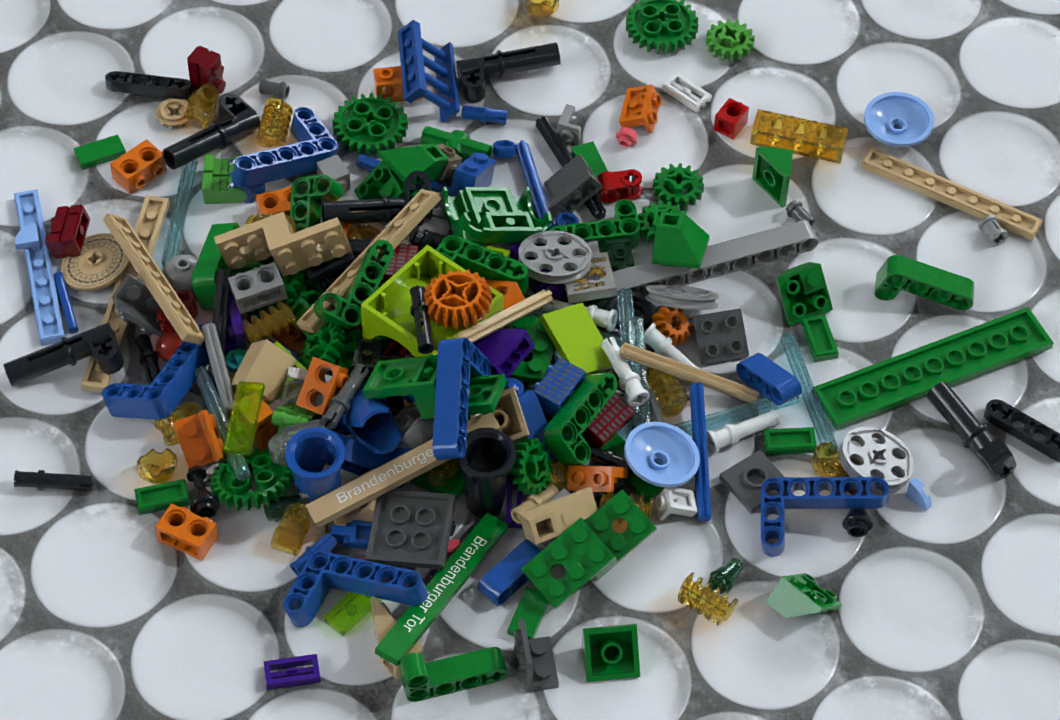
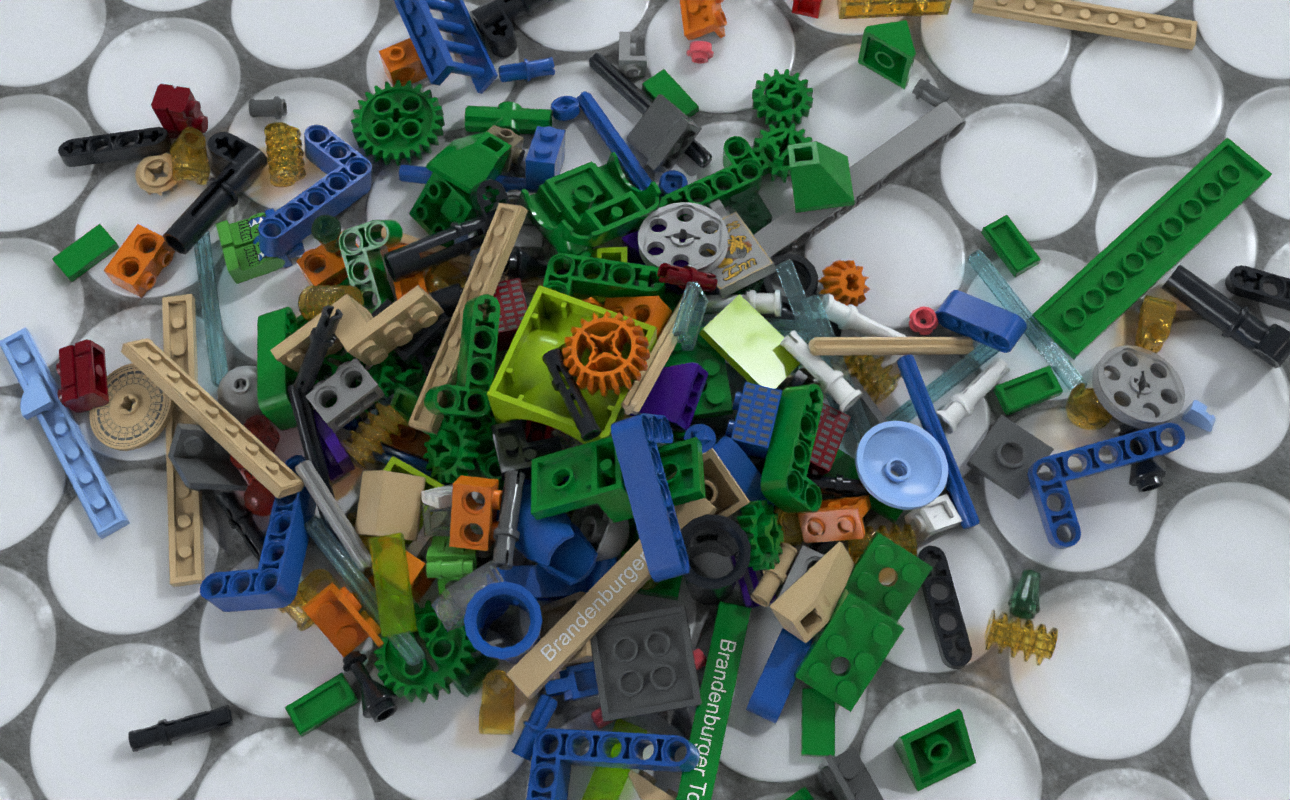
camera: 15 degrees left, 15 degrees up
(66, 302) = (113, 471): blue bar -> none
(68, 352) = (140, 547): black piece -> none
(156, 466) = (302, 668): clear yellow hair -> none
(184, 536) = (368, 755): orange brick -> none
(234, 359) = (348, 486): teal tile -> none
(253, 237) = (321, 339): none -> black pin
(285, 176) = (327, 231): none -> clear green cone
(336, 170) = (378, 202): light grey brick -> none
(538, 299) = (690, 316): none -> clear light blue tile
(545, 278) = (681, 275): none -> dark red pin
(618, 185) = (715, 118): red piece -> none
(658, 566) = (946, 606): none -> black beam
(682, 297) = (845, 246): light grey wedge -> none
(720, 336) = (901, 278): dark grey bracket -> none
(726, 364) = (926, 314): none -> coral plate
(801, 596) = (1127, 600): slope -> none
(803, 292) = (975, 192): green slope -> none
(911, 420) = (1154, 323): none -> clear yellow piece
(924, 281) = (1102, 141): green beam -> none
(993, 230) = (1150, 51): light grey bush -> none

